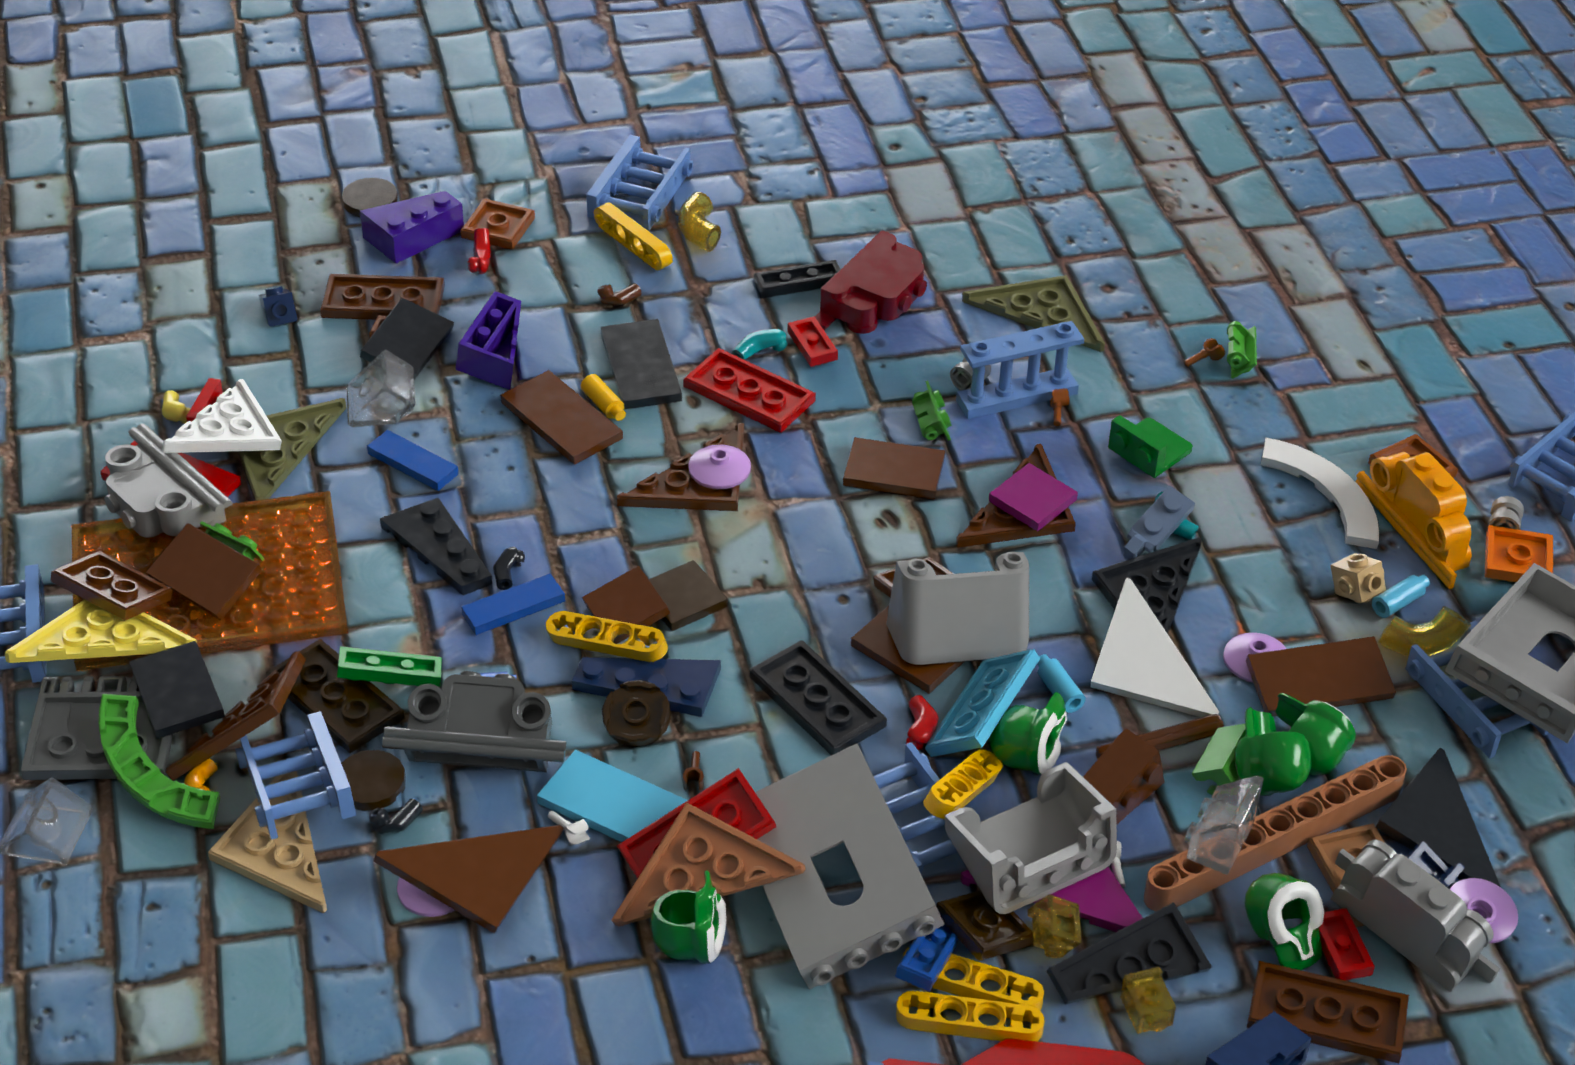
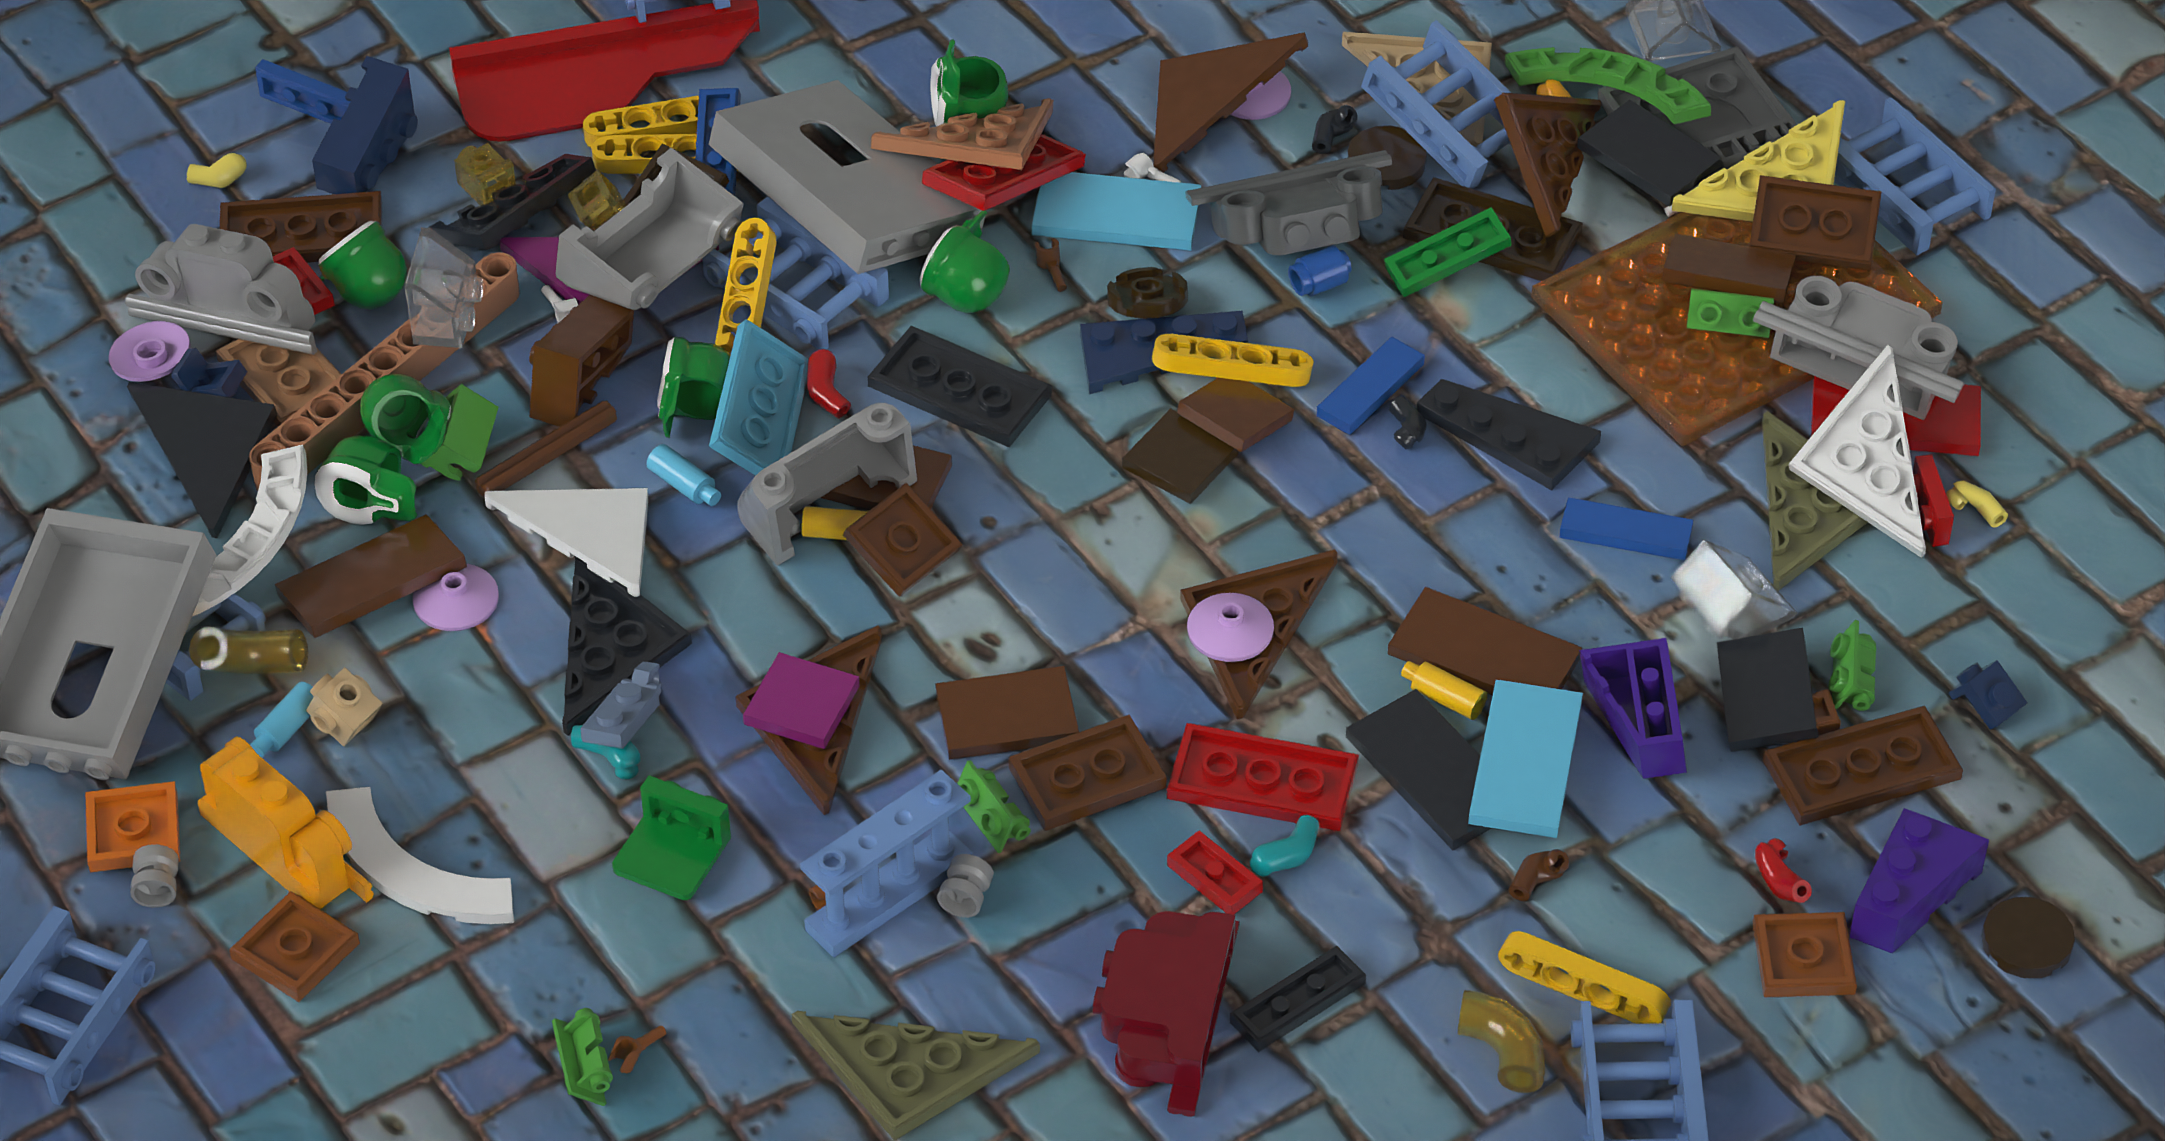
camera: 160 degrees right, 5 degrees up
(345, 339) = (1850, 656): none -> bright green hinge
(584, 339) = (1525, 758): none -> medium azure tile
(772, 756) = (965, 268): none -> green piece
(861, 413) = (1087, 772): none -> reddish brown plate
(1402, 689) = (266, 530): none -> white tile

